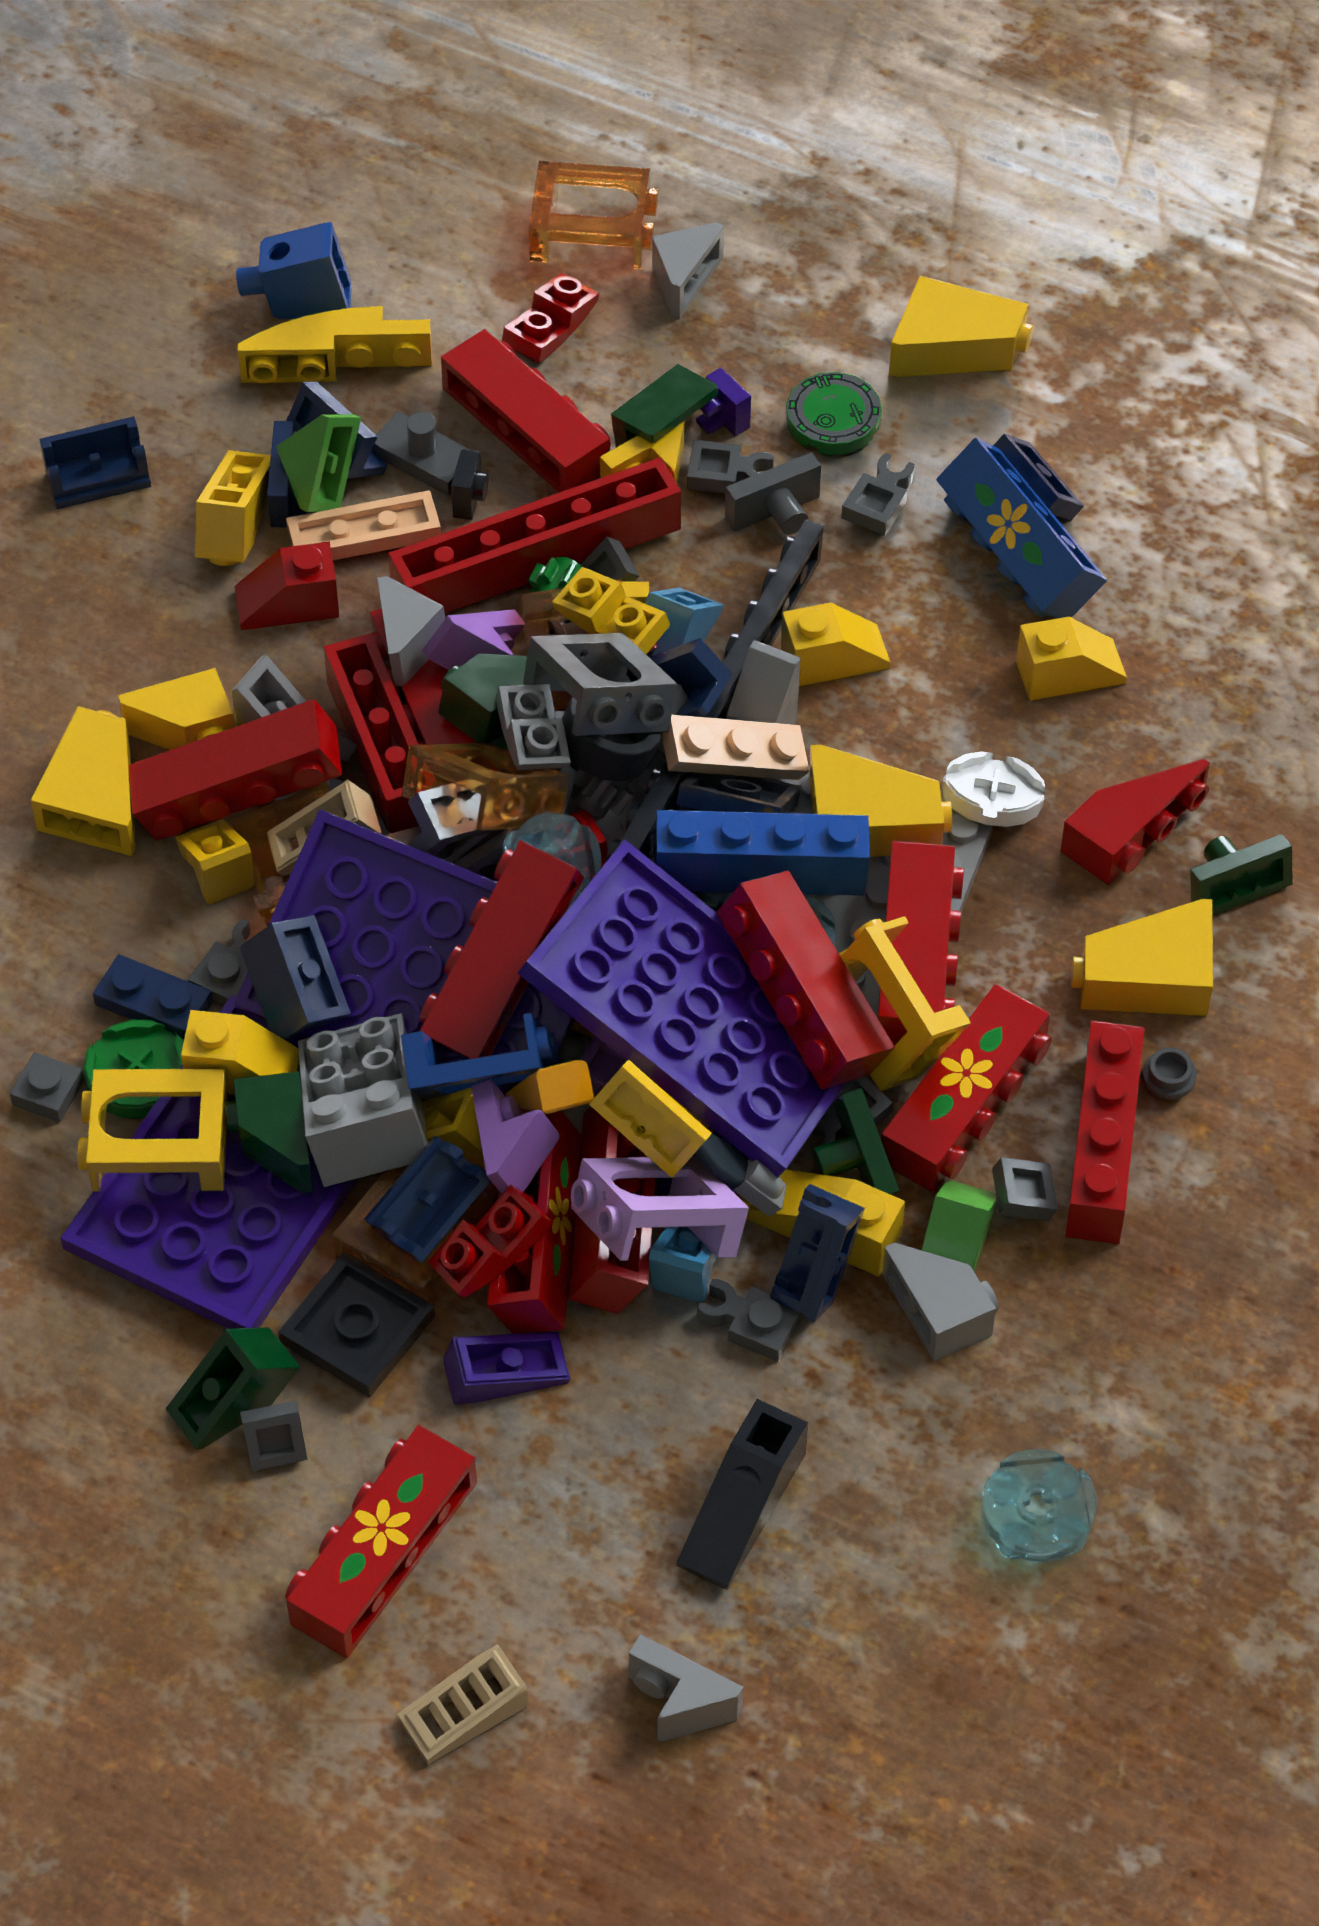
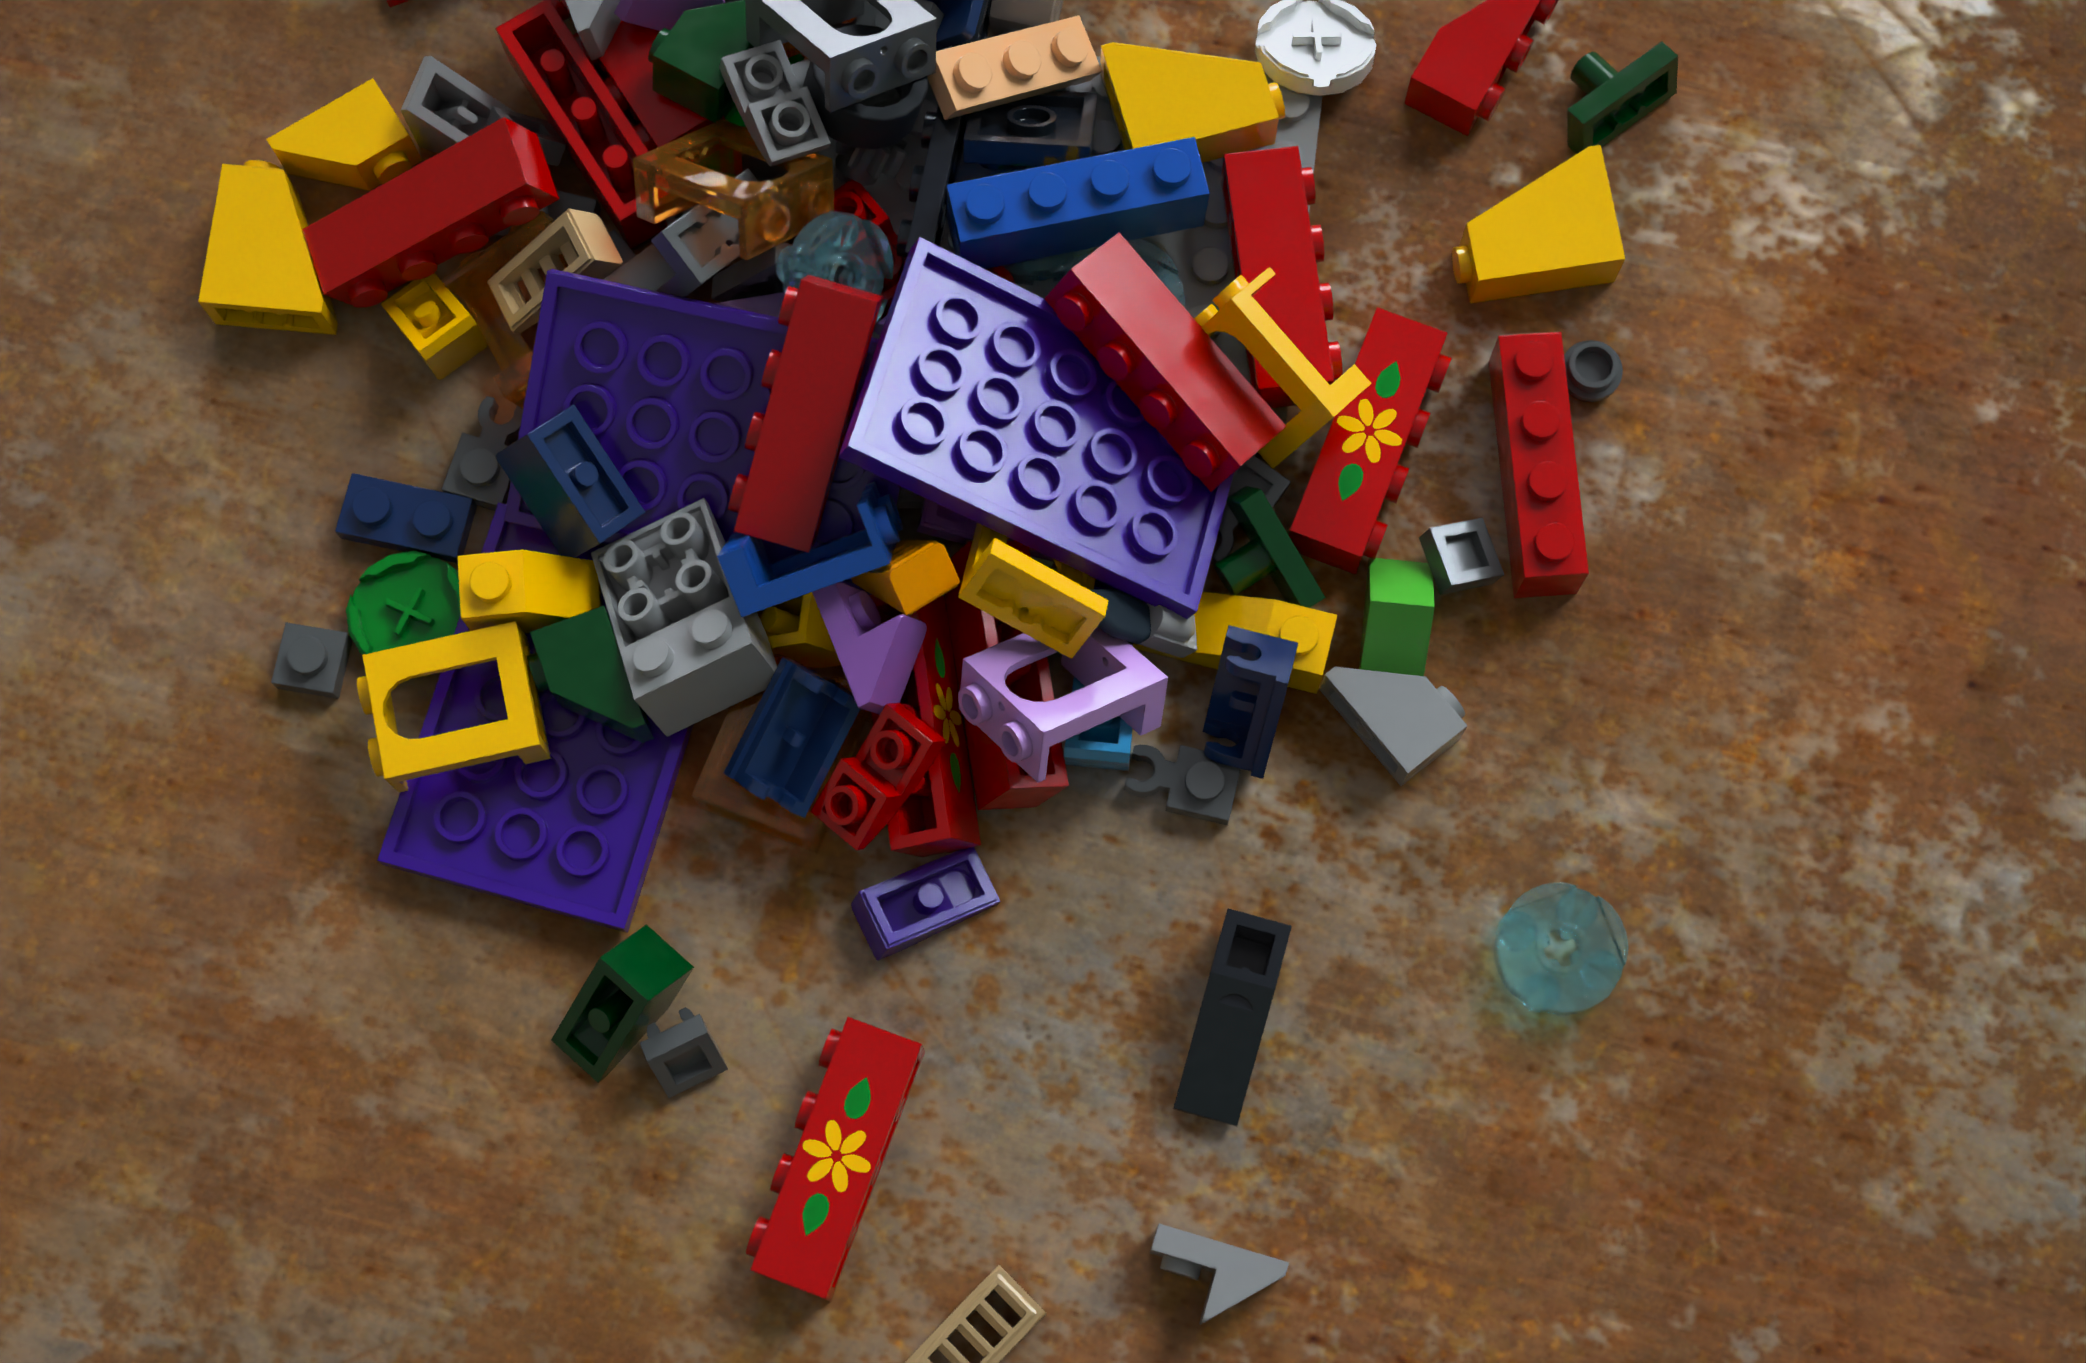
camera: 10 degrees left, 20 degrees up
(356, 1324) = (744, 891): black plate -> none

